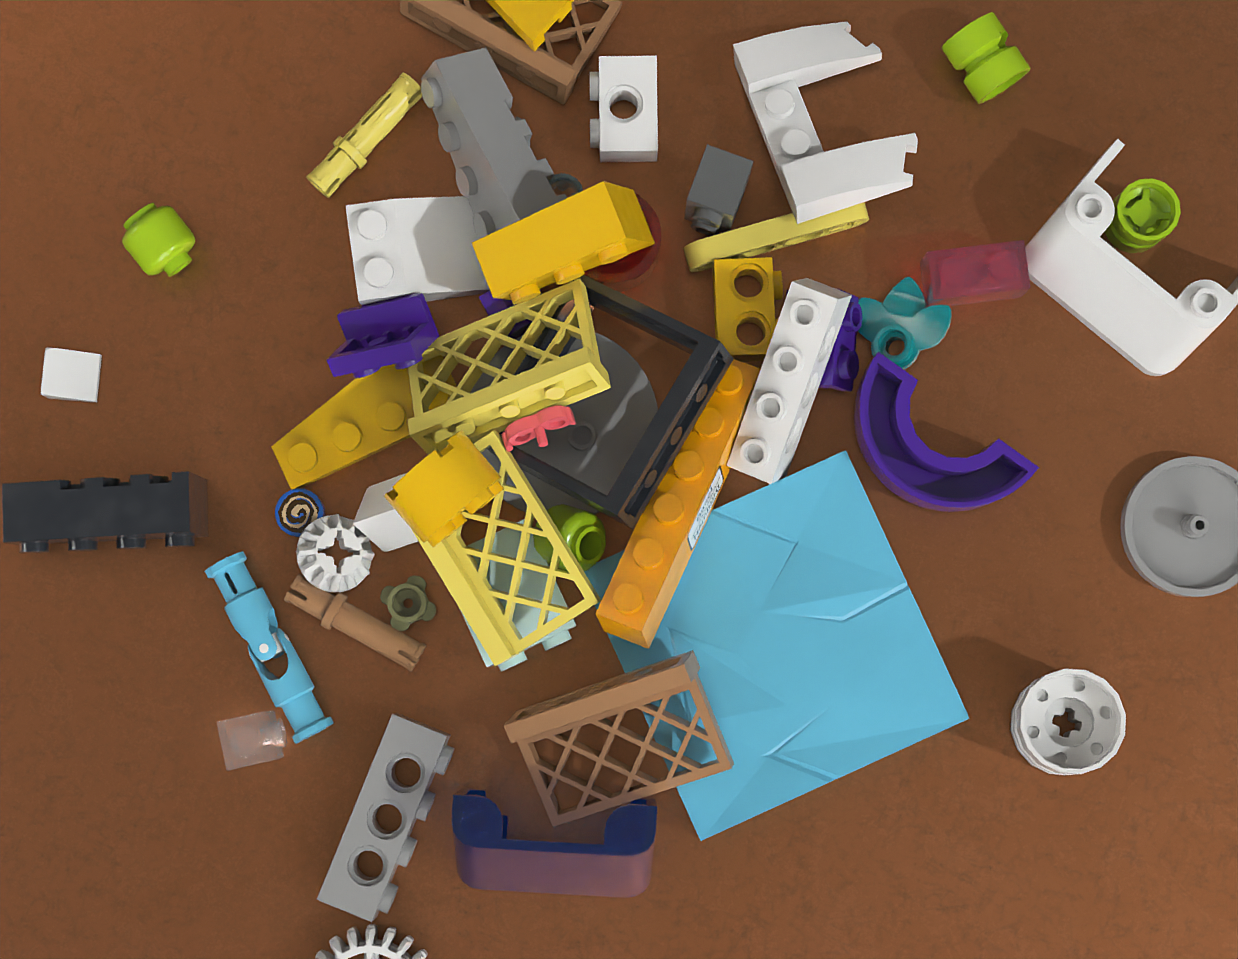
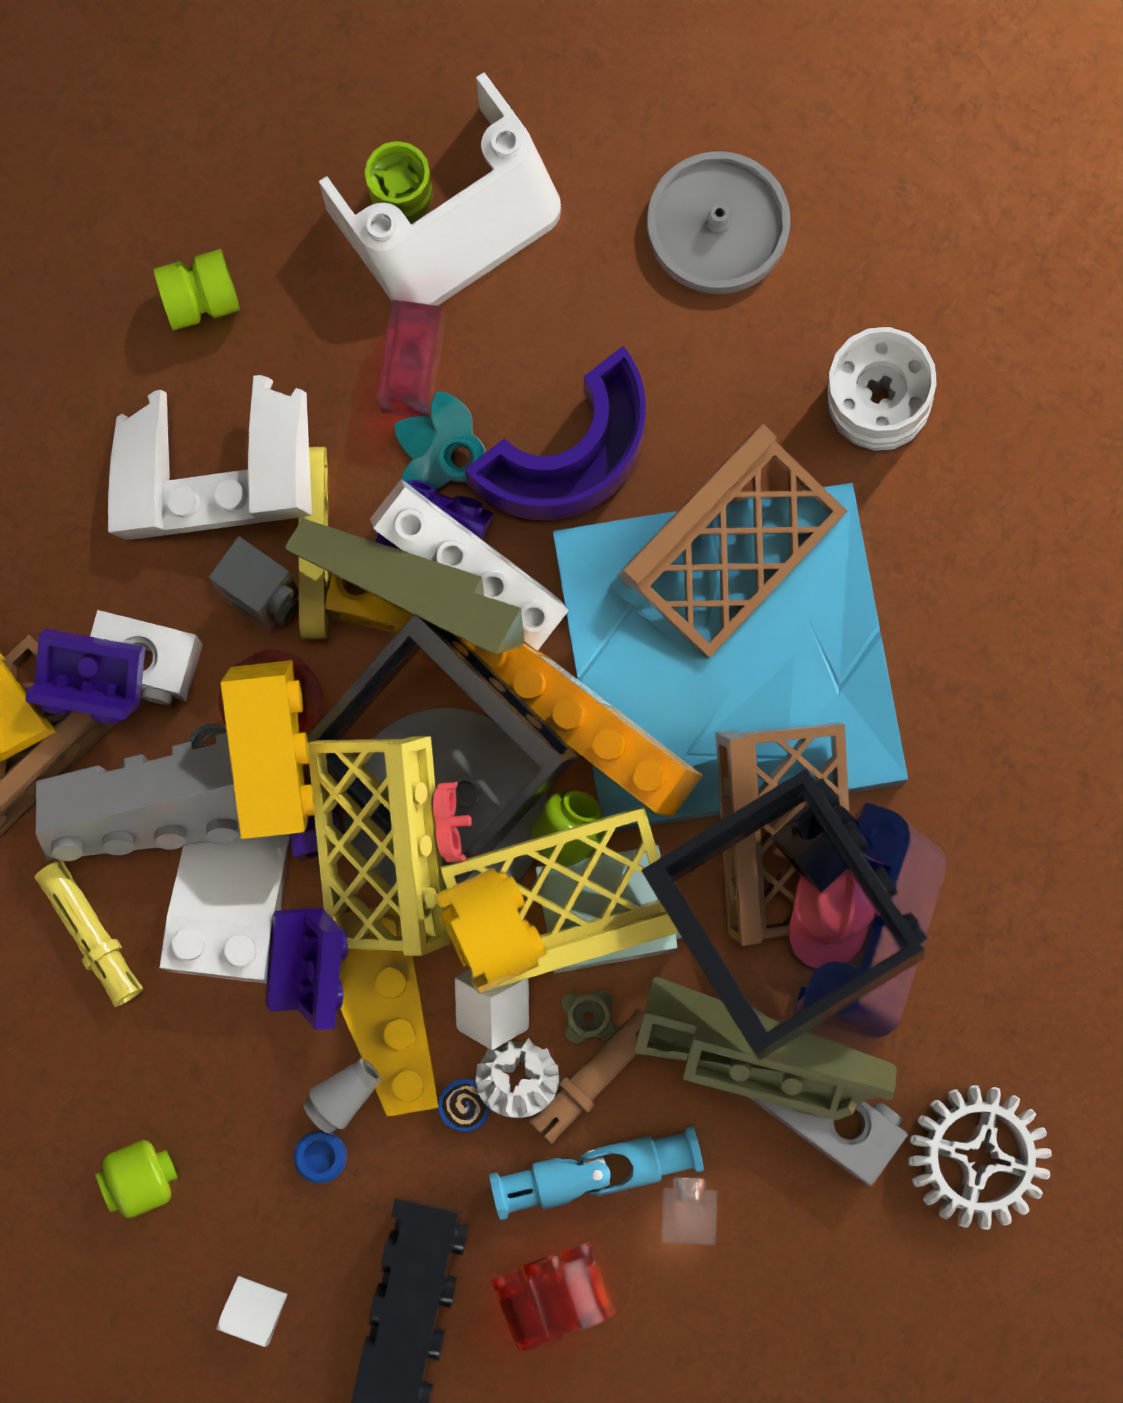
camera: 75 degrees left, 5 degrees down
(145, 638) = (554, 1297): none -> clear red brick
(222, 397) = (320, 1157): none -> blue tile
(277, 400) = (341, 1096): none -> light grey cone
(406, 766) = (801, 1075): none -> olive wedge
(473, 694) = (848, 844): none -> black window
(562, 800) = (829, 922): none -> coral piece
(589, 63) = (87, 676): none -> dark purple bracket
(613, 772) = (809, 849): none -> black brick
(748, 337) = (416, 584): none -> olive wedge
(902, 583) = (697, 514): none -> medium nougat fence

